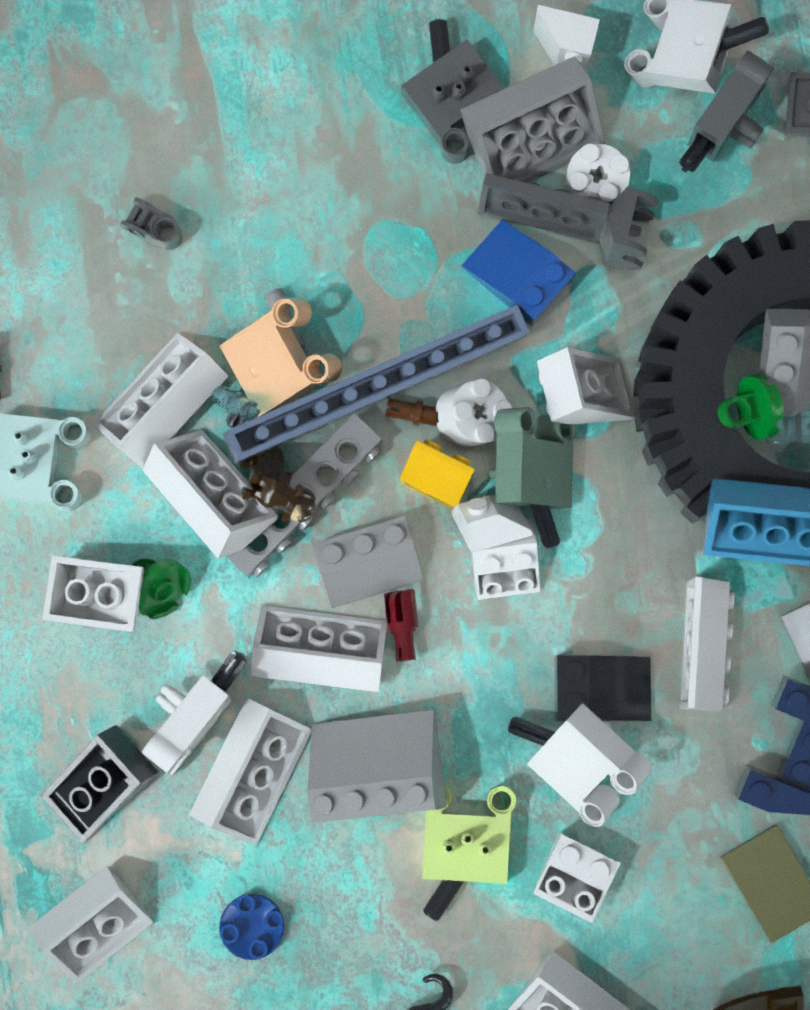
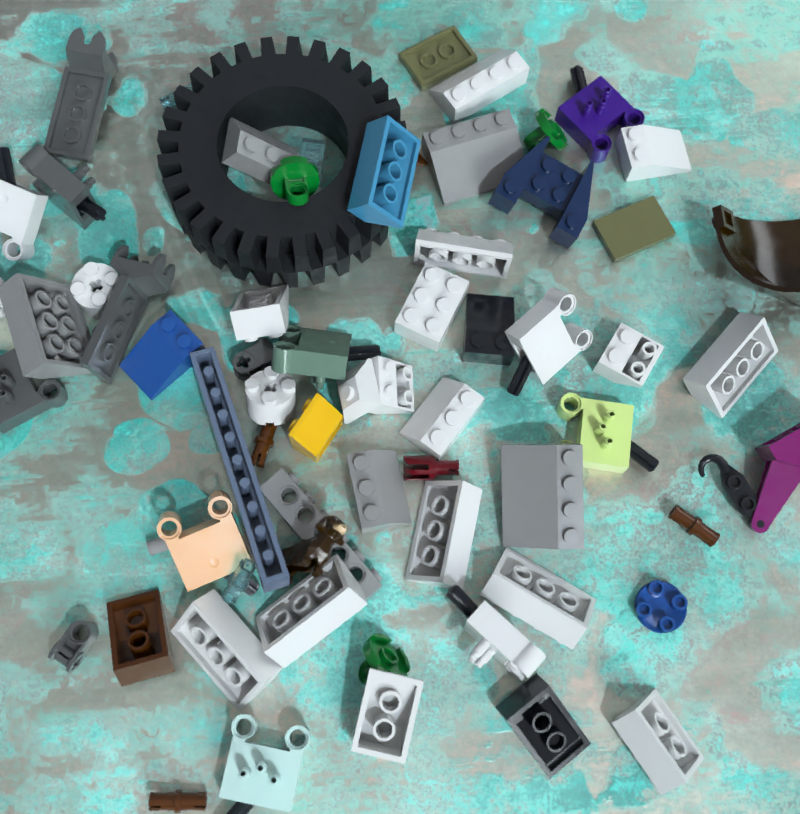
camera: 90 degrees left, 10 degrees down
(166, 297) = (139, 638): none -> reddish brown slope
(358, 969) = (694, 525): none -> reddish brown pin
(470, 634) = (442, 417): none -> white slope
(526, 392) = (255, 357): none -> dark grey piece
(621, 609) = (431, 306): none -> white brick

